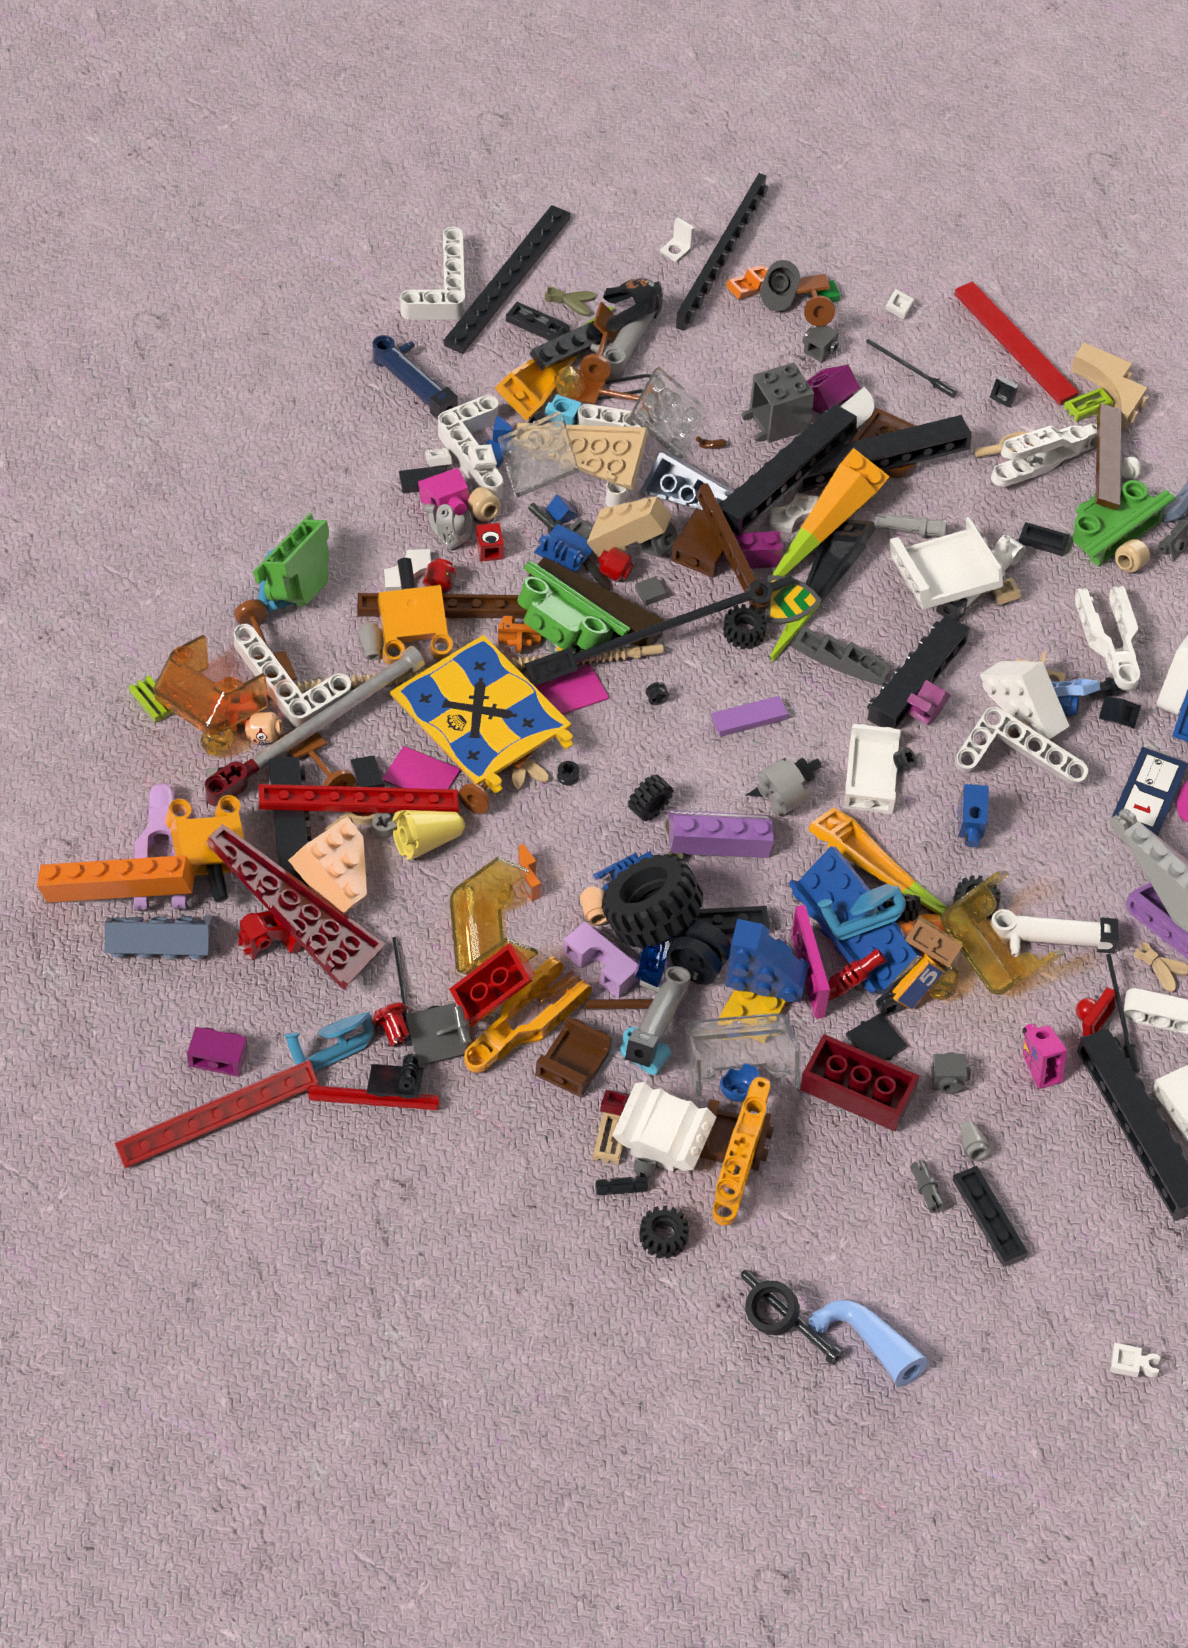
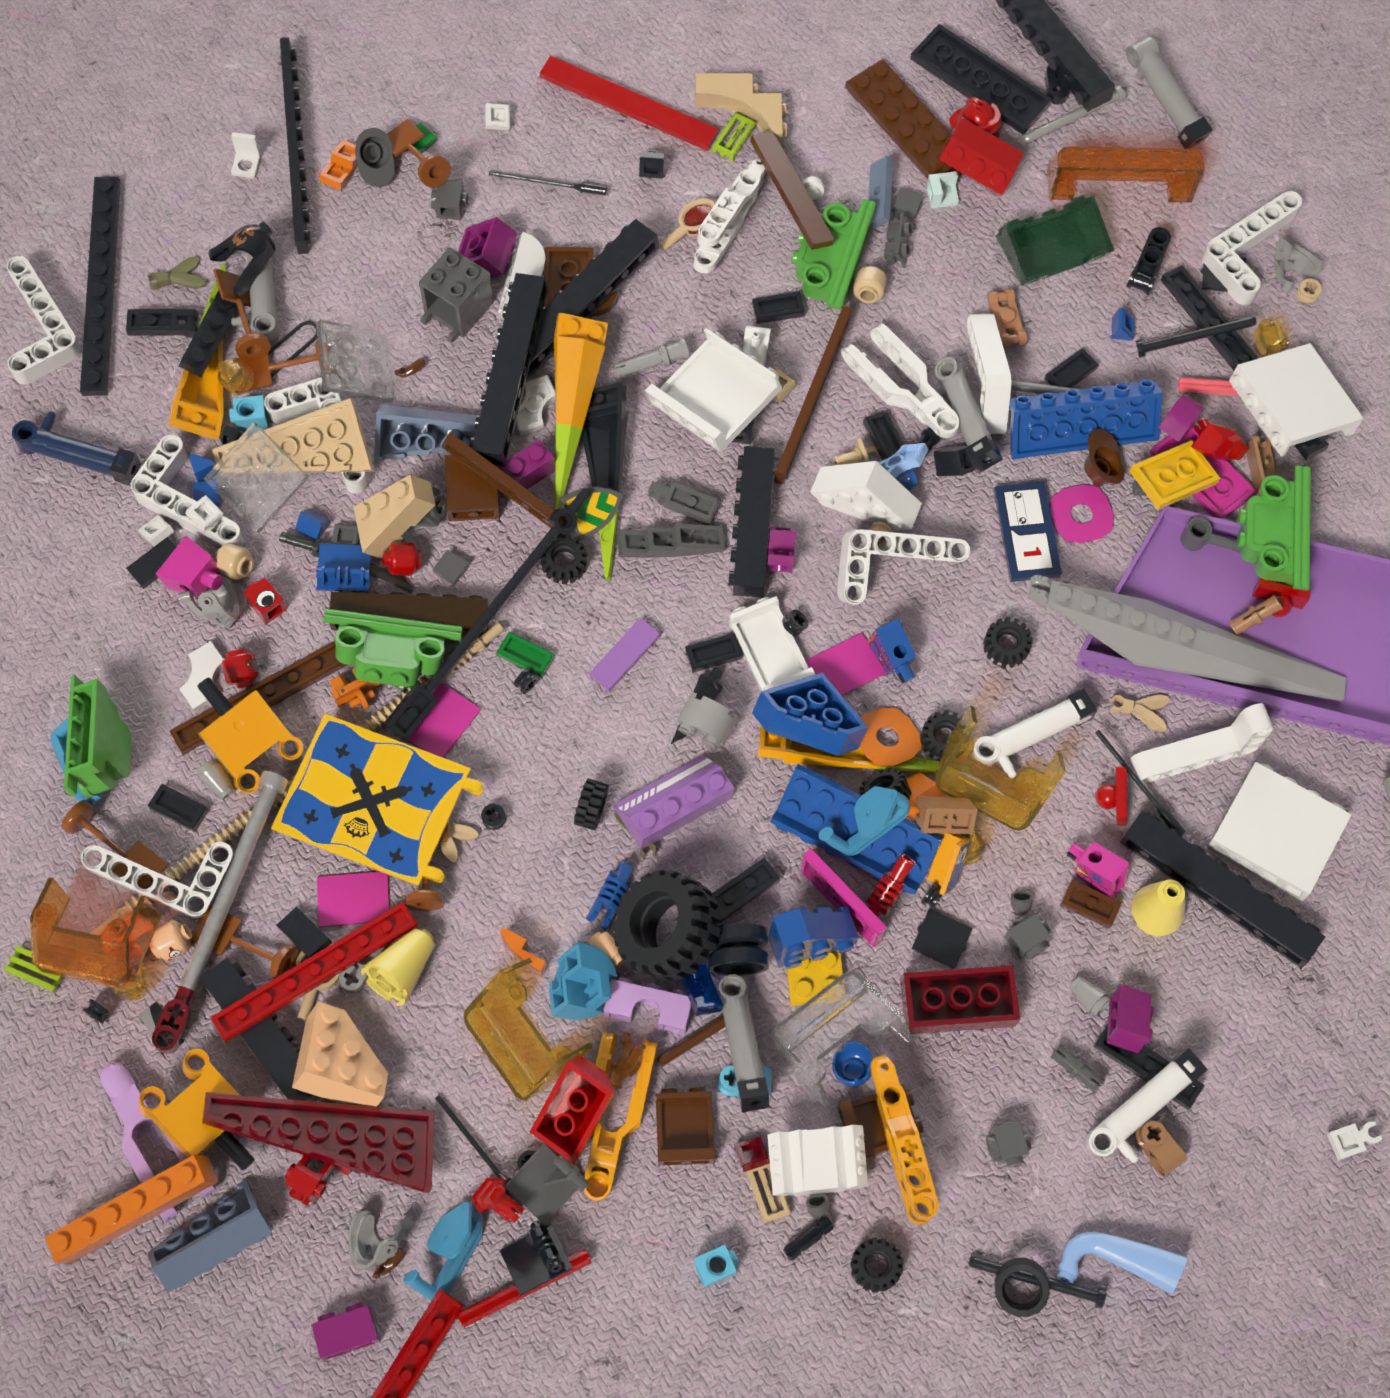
camera: 30 degrees left, 15 degrees up
(177, 747) = (96, 1011): none -> black bush
(277, 1004) = (363, 1235): none -> light grey helmet
(282, 1028) = (390, 1264): none -> reddish brown piece
(329, 647) = (178, 808): none -> black tile
(529, 1152) = (706, 1275): none -> medium azure brick
(559, 913) = (581, 983): none -> dark azure brick
(666, 671) = (525, 654): none -> green tile
(824, 749) = (713, 652): none -> black tile
(831, 1205) = (1008, 1144): none -> dark grey brick
(870, 820) = (811, 714): none -> blue brick
(871, 633) = (685, 501): none -> dark grey hinge
(908, 876) = (903, 751): none -> orange piece
(926, 813) = (848, 664): none -> dark pink window
(959, 1276) = (1162, 1149): none -> medium nougat piece
(961, 1046) = (1021, 901): none -> dark grey hinge
(964, 1234) = (1145, 1103): none -> white piece
(994, 1168) = (1130, 1019): none -> magenta brick
(1019, 1077) = (1090, 904): none -> reddish brown plate
(1029, 610) = (812, 395): none -> reddish brown tile
(1071, 664) = (883, 434): none -> black tile
(1073, 871) = (1007, 628): none -> black tyre
(1078, 1107) = (1159, 907): none -> light yellow cone
(1144, 706) = (980, 447): none -> light grey piece

